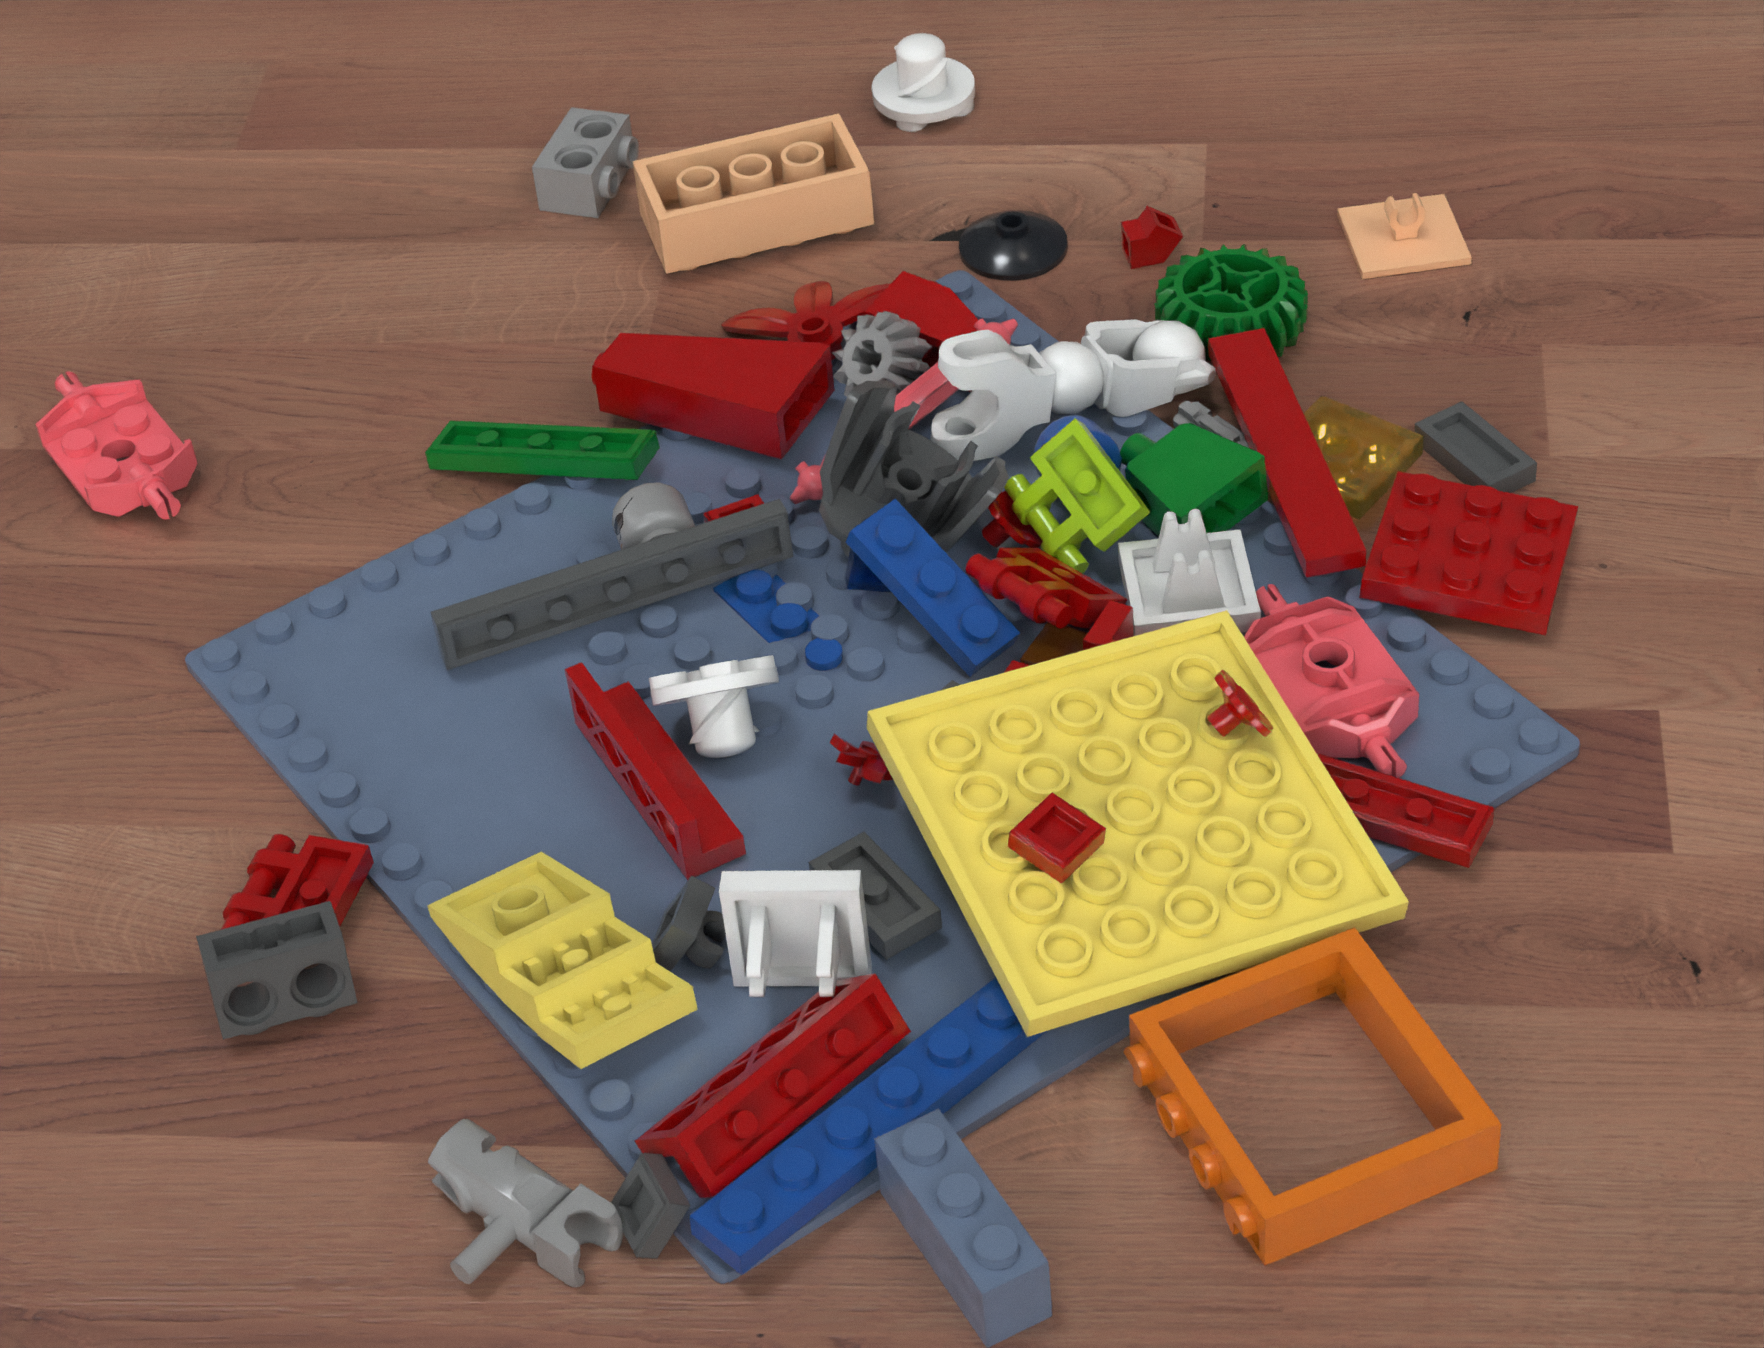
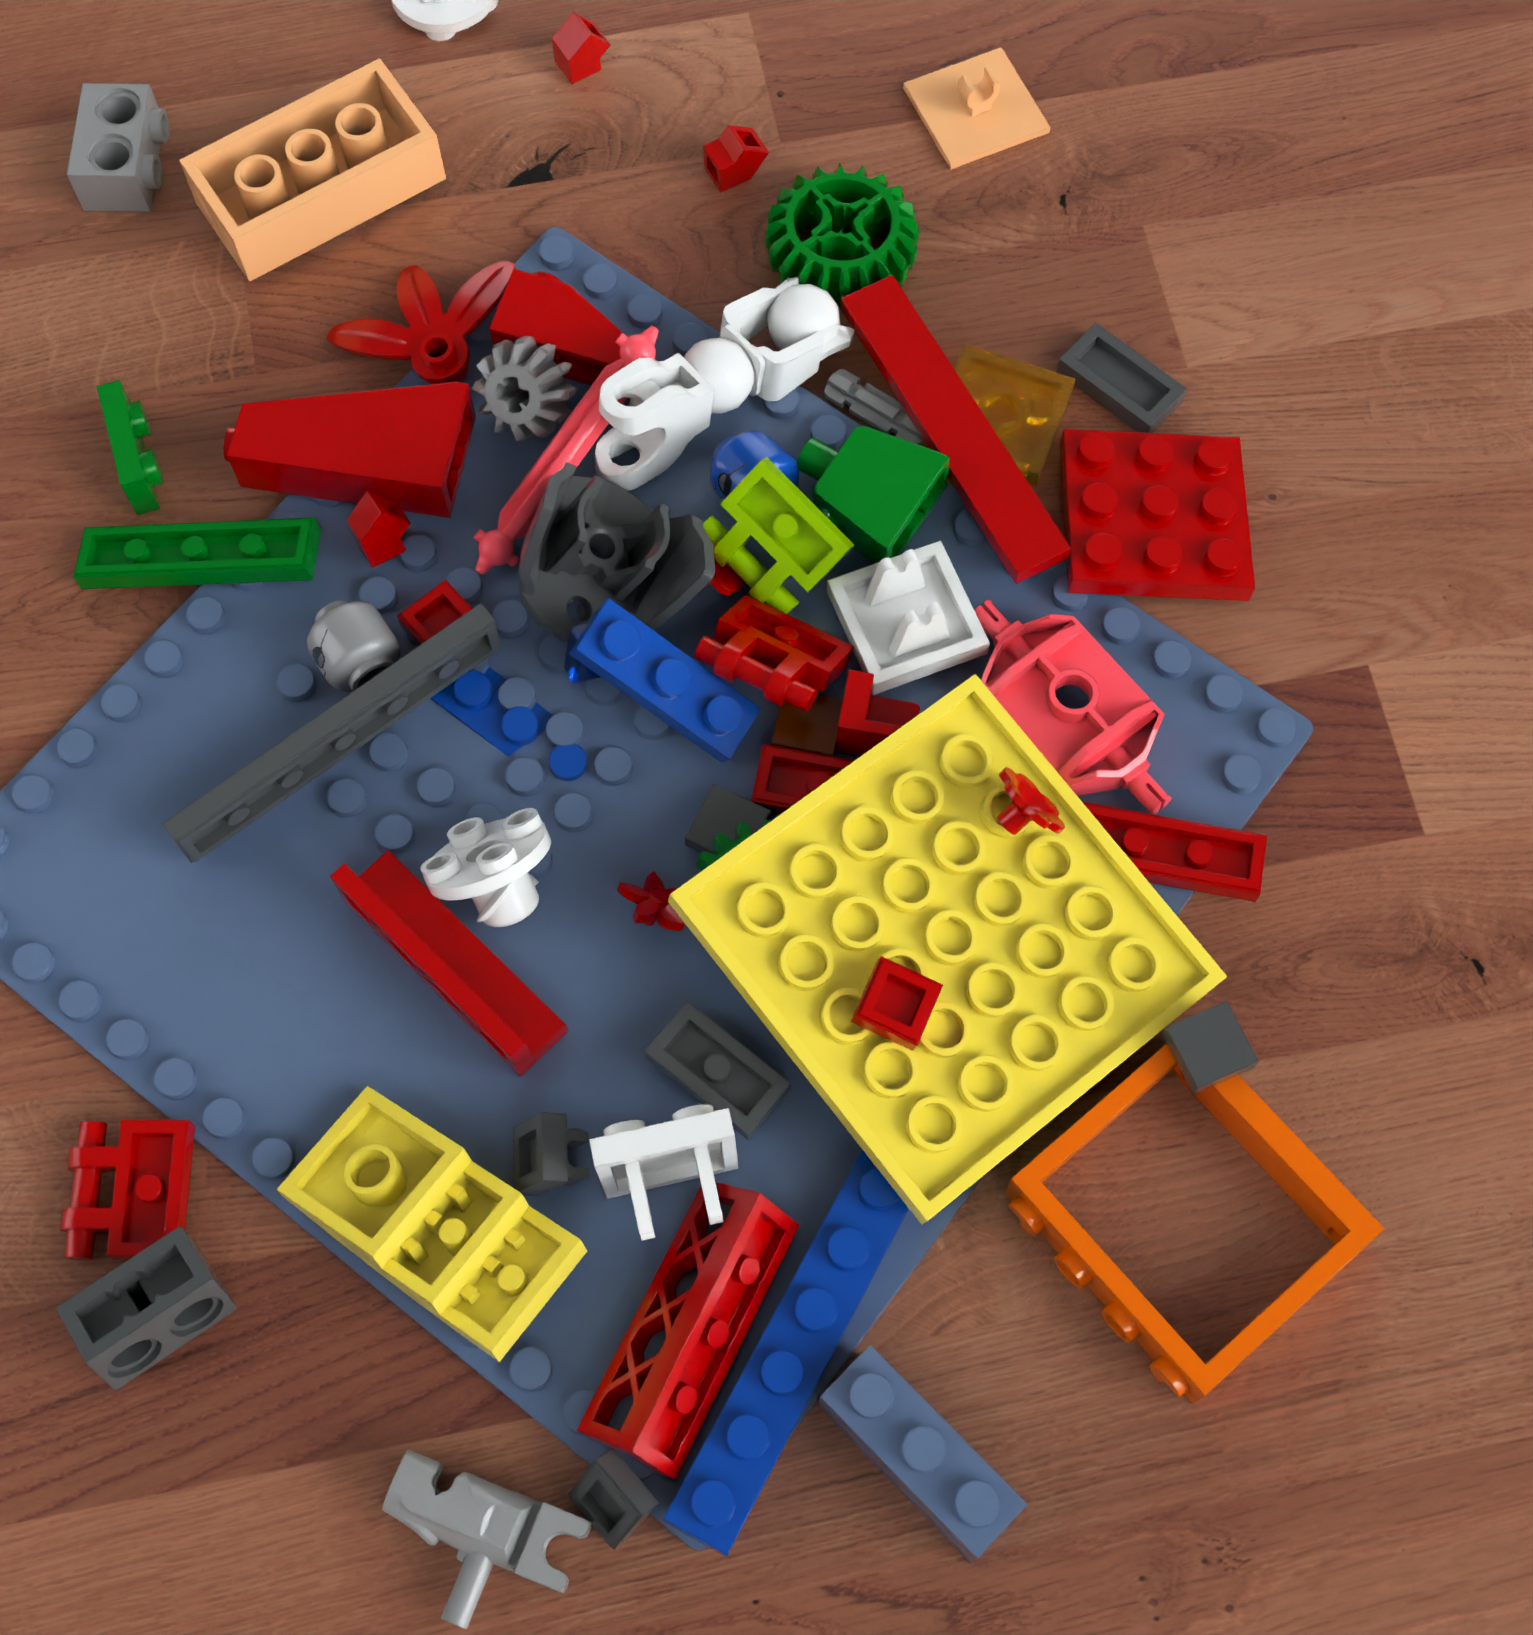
camera: 20 degrees left, 25 degrees up
(511, 376) = (135, 466): none -> green plate
(709, 448) = (378, 527): none -> red piece
(1013, 245) = (599, 196): black dish -> none
(1031, 143) = (578, 47): none -> red piece
(1365, 941) = (1210, 1047): none -> dark grey tile

